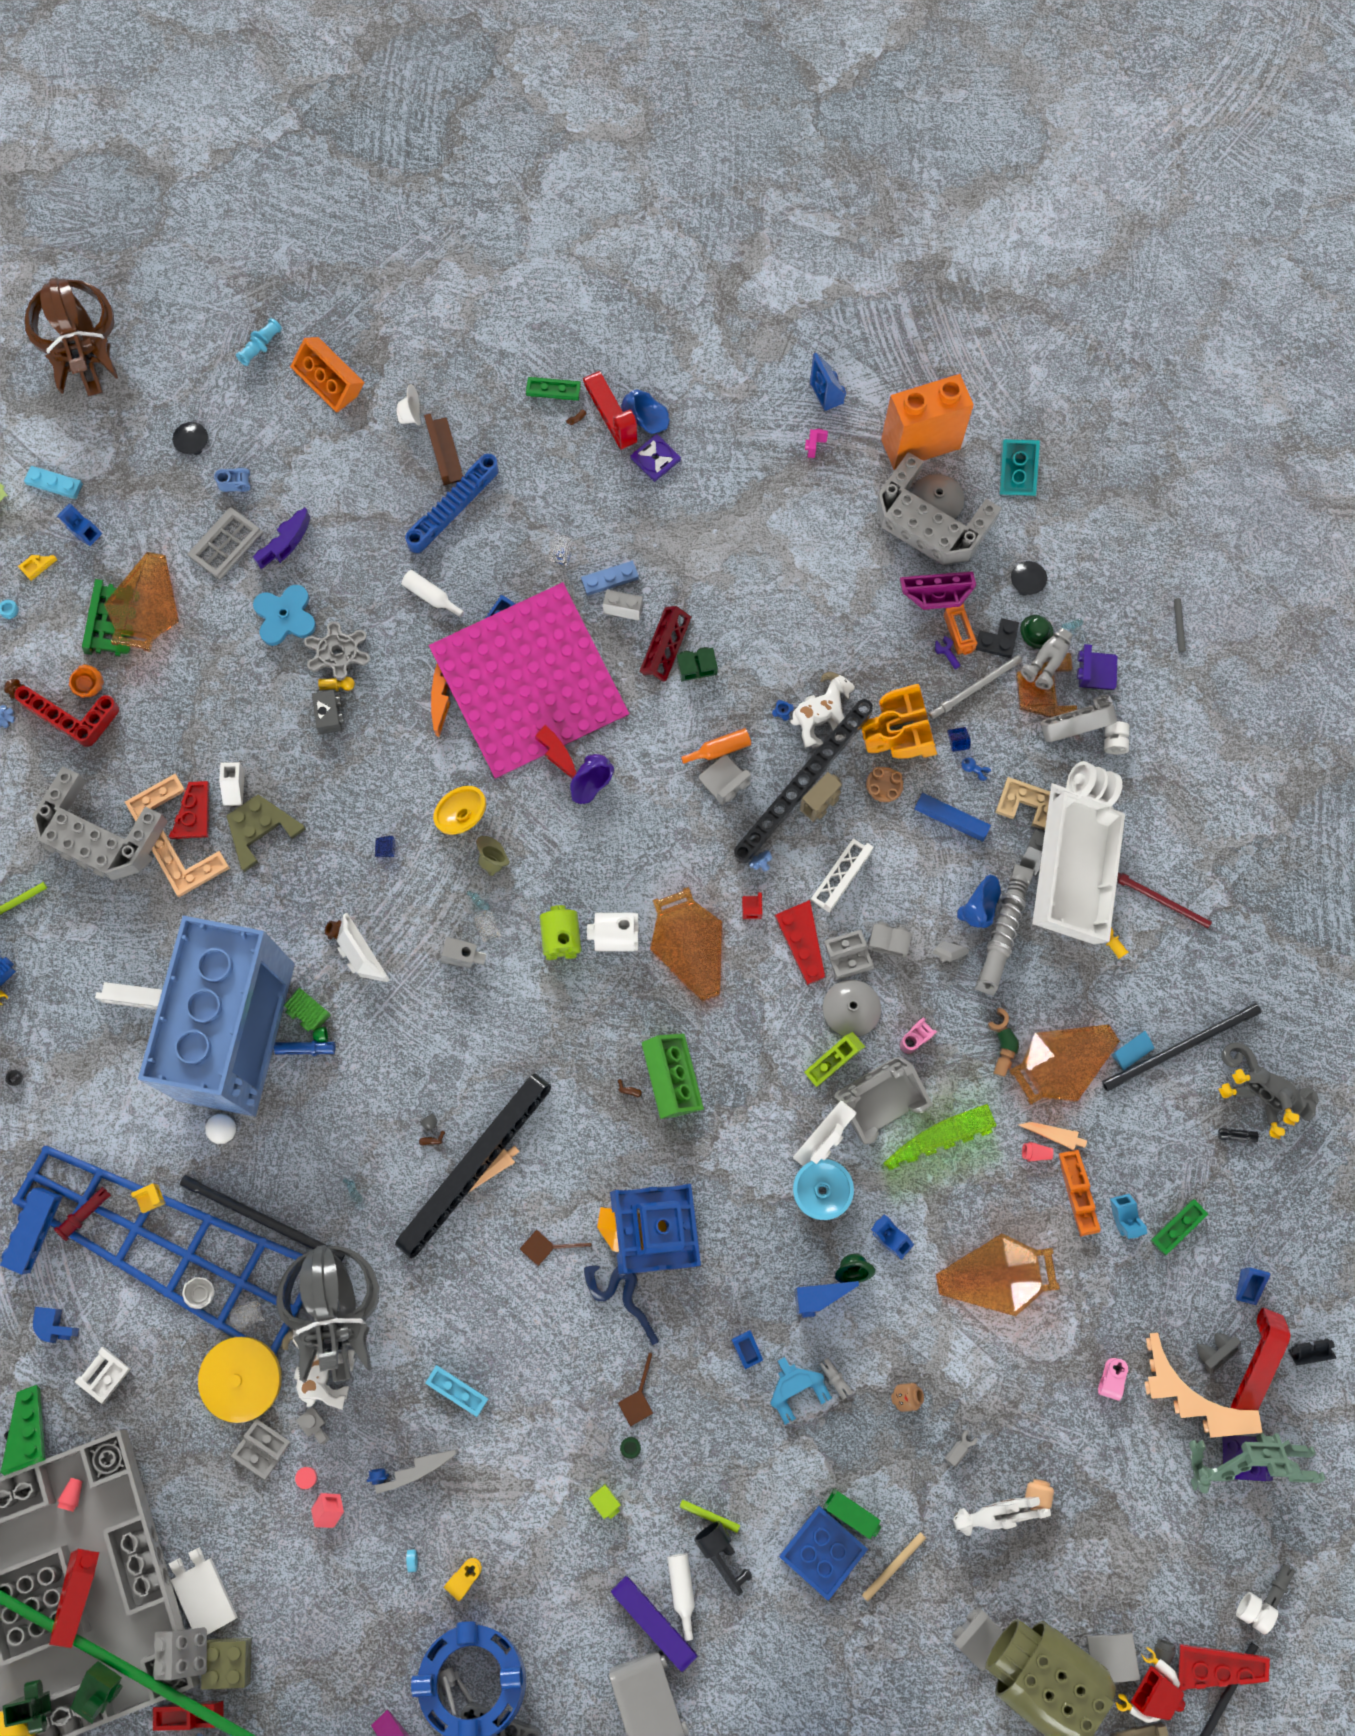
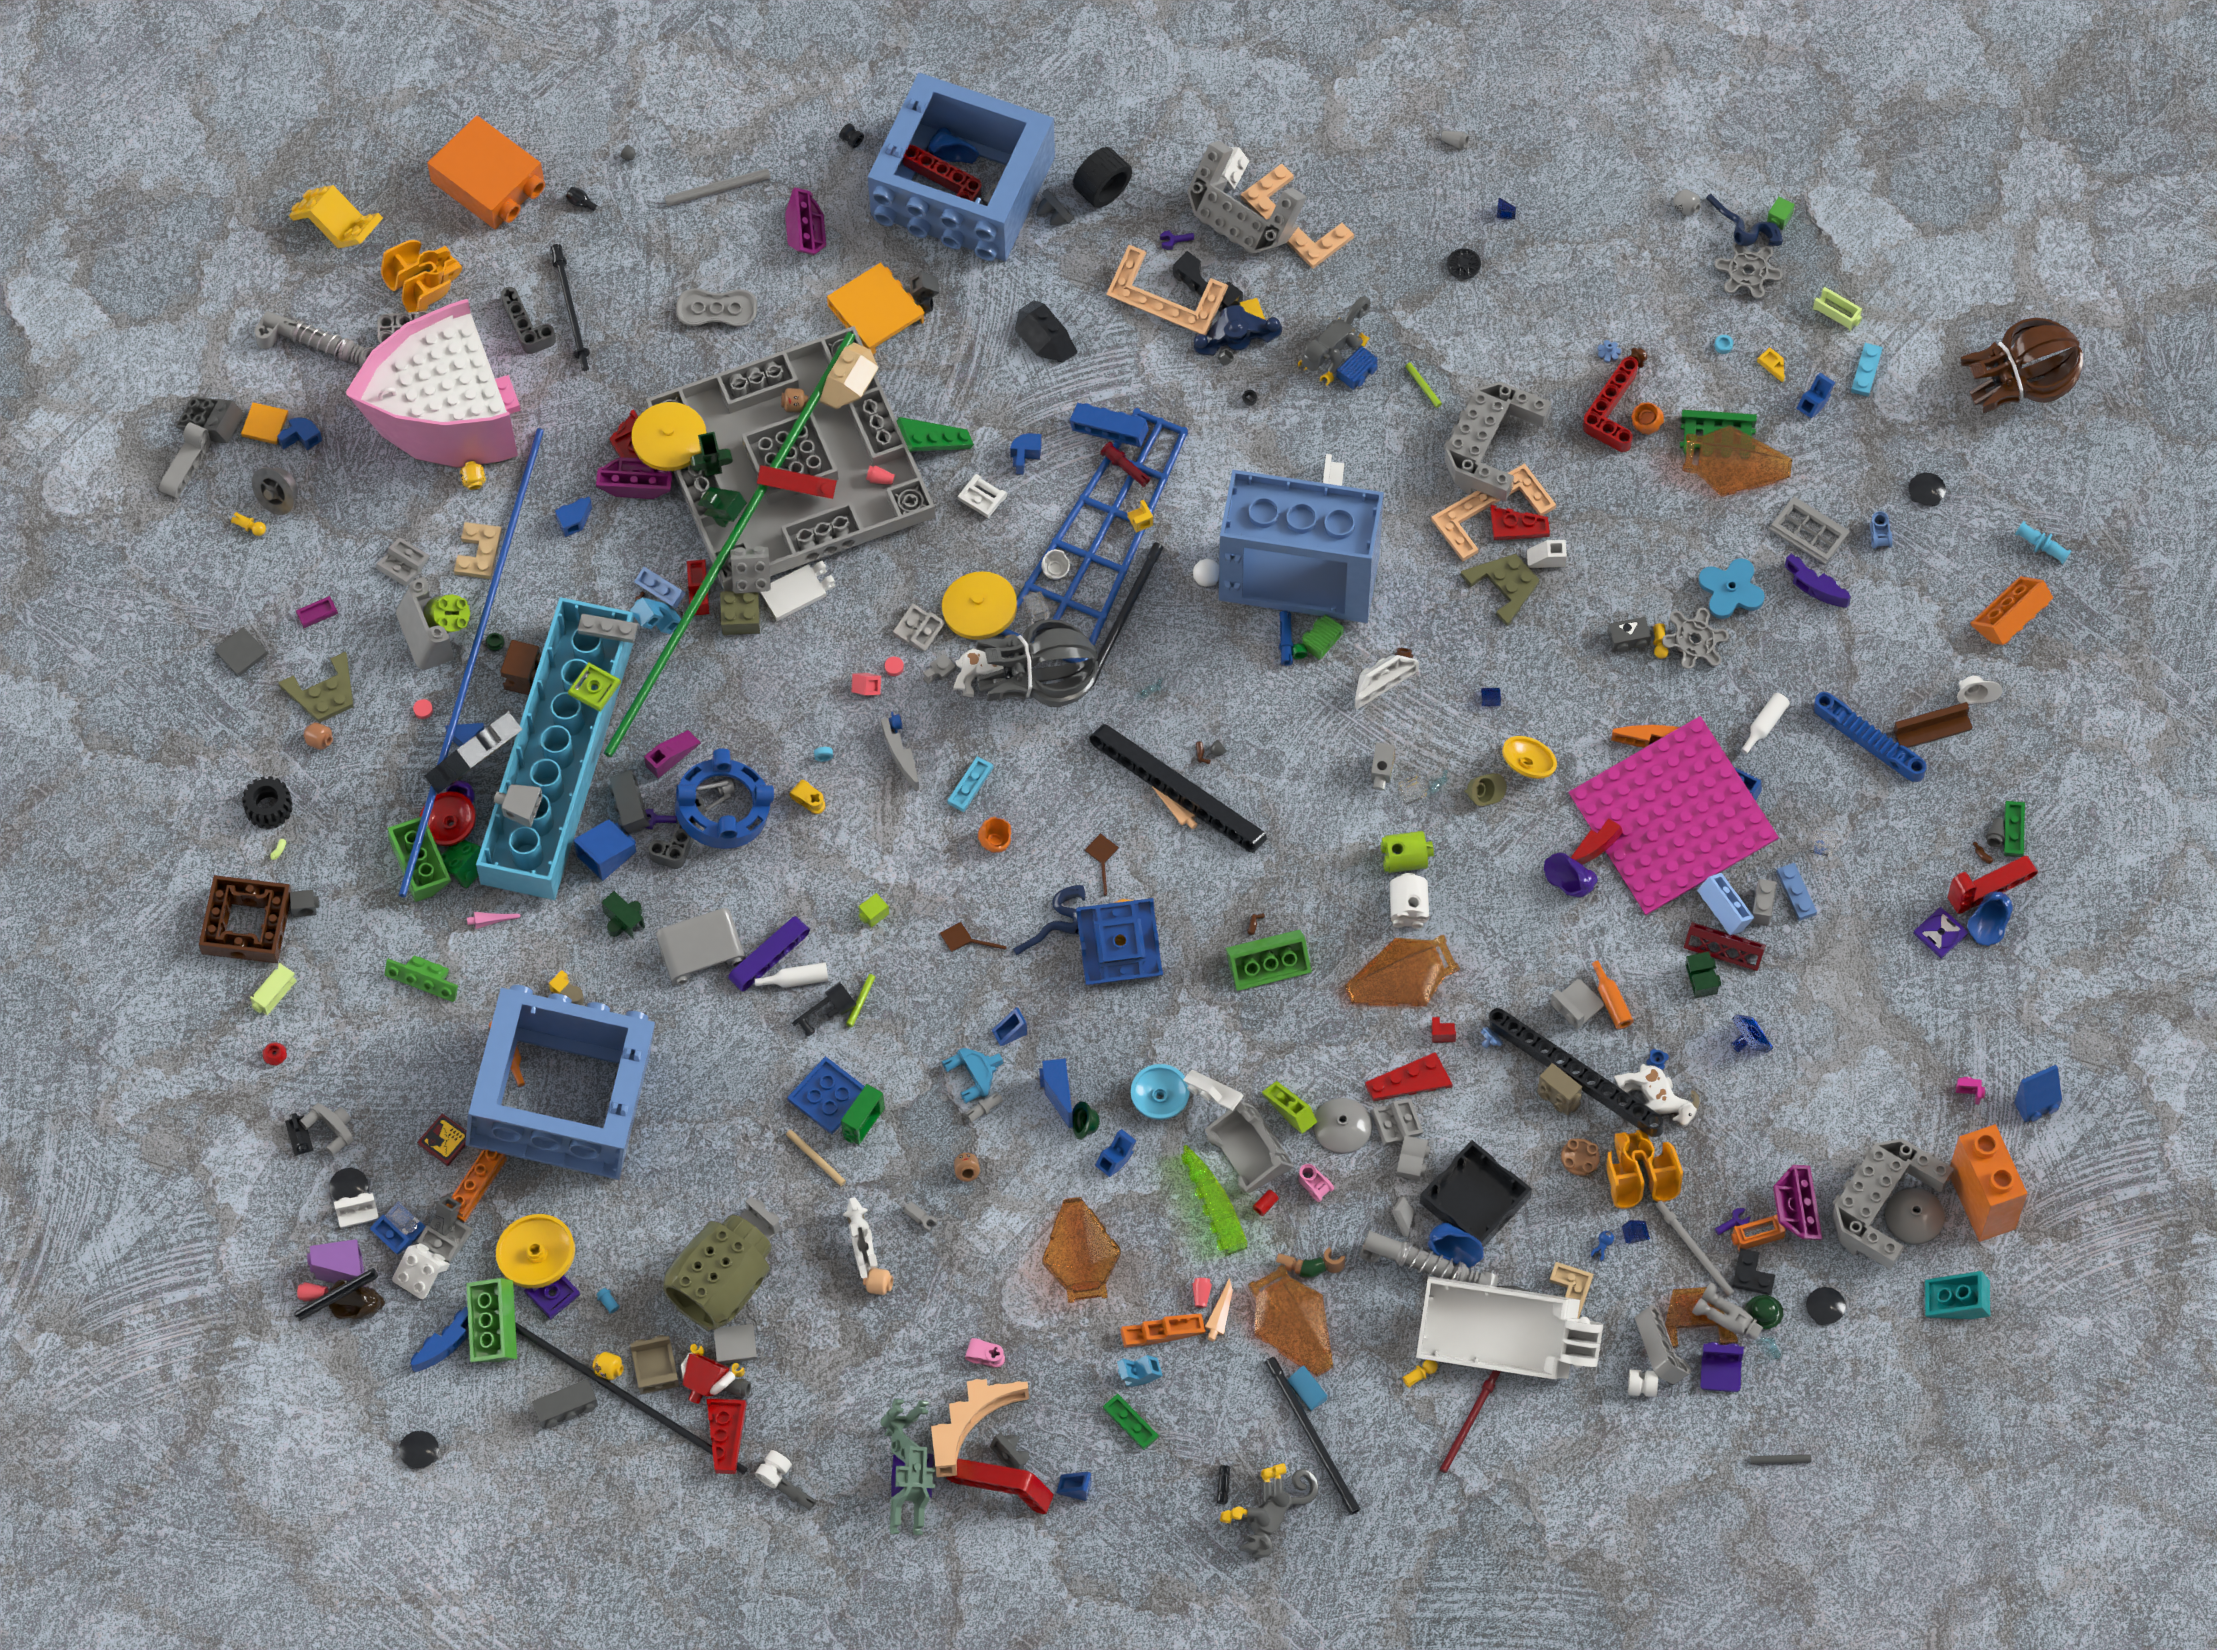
camera: 90 degrees right, 10 degrees down
(522, 1363) = (995, 834): none -> orange hair
(557, 403) = (1995, 835): none -> dark grey cone
(625, 637) = (1725, 904): none -> light blue brick
(630, 1447) = (920, 932): dark green plate -> none
(762, 623) = (1751, 1035): none -> clear blue tile
(848, 876) = (1478, 1119): white fence -> none
(929, 882) = (1476, 1194): none -> black tile
(938, 1085) = (1266, 1202): none -> red piece
(952, 817) = (1548, 1222): blue slope -> none
(1308, 1353) = (1012, 1543): black hinge -> none

